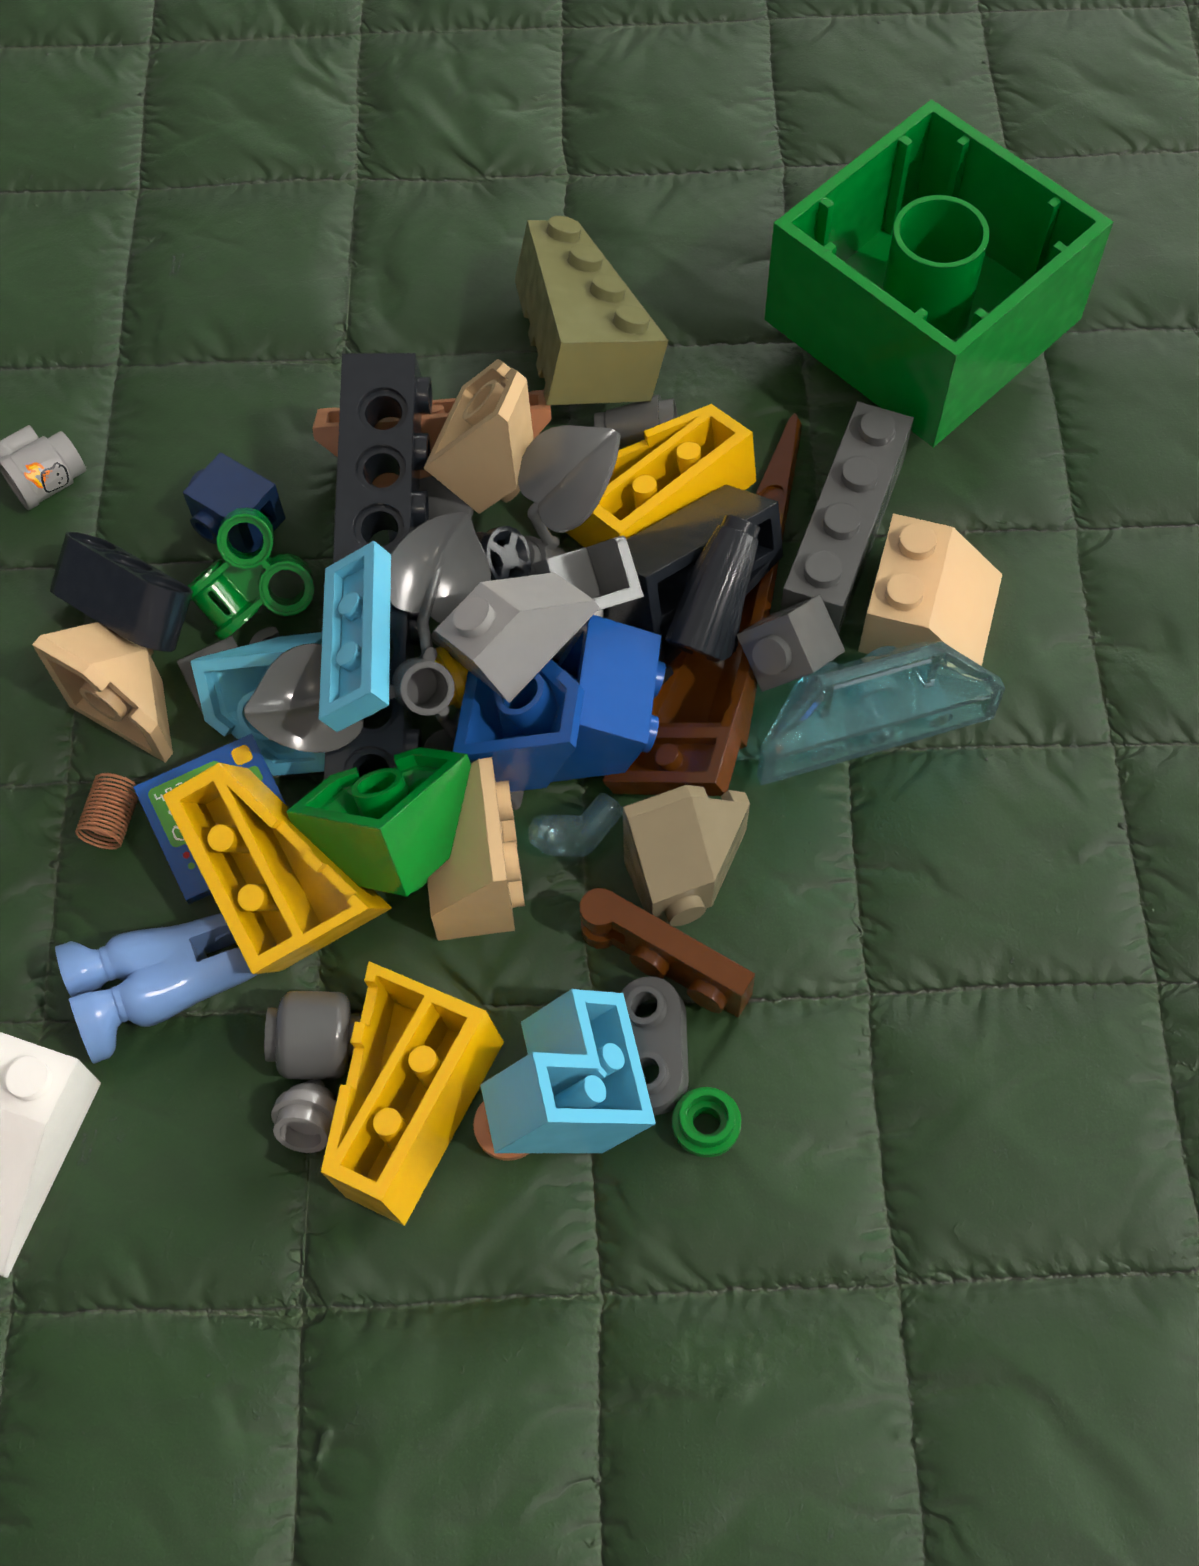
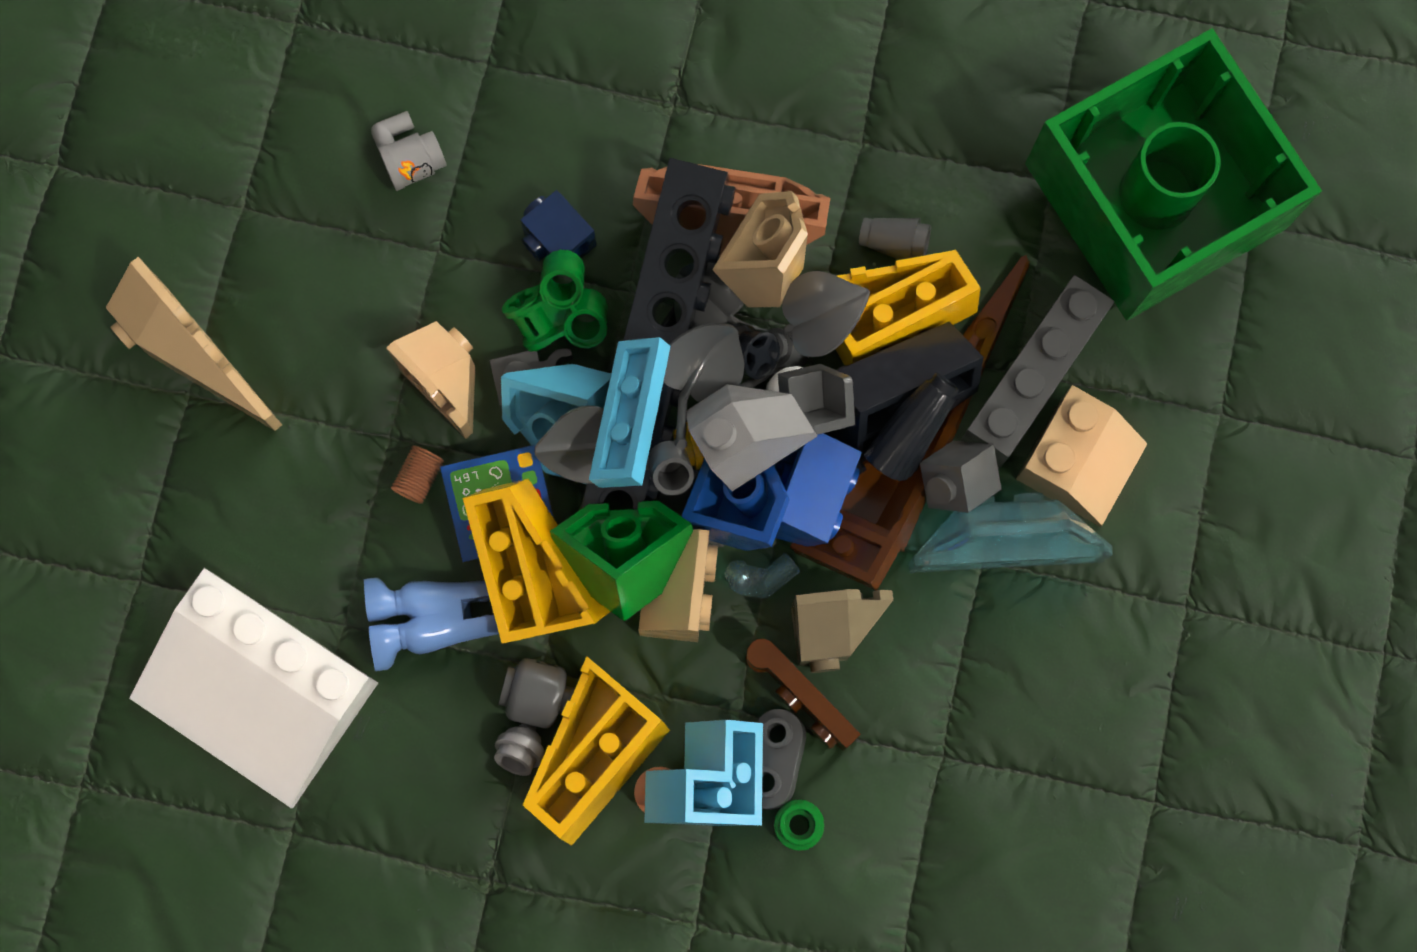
camera: 10 degrees right, 15 degrees up
(121, 591) = (457, 297): black beam -> none
(584, 319) = (873, 139): olive wedge -> none

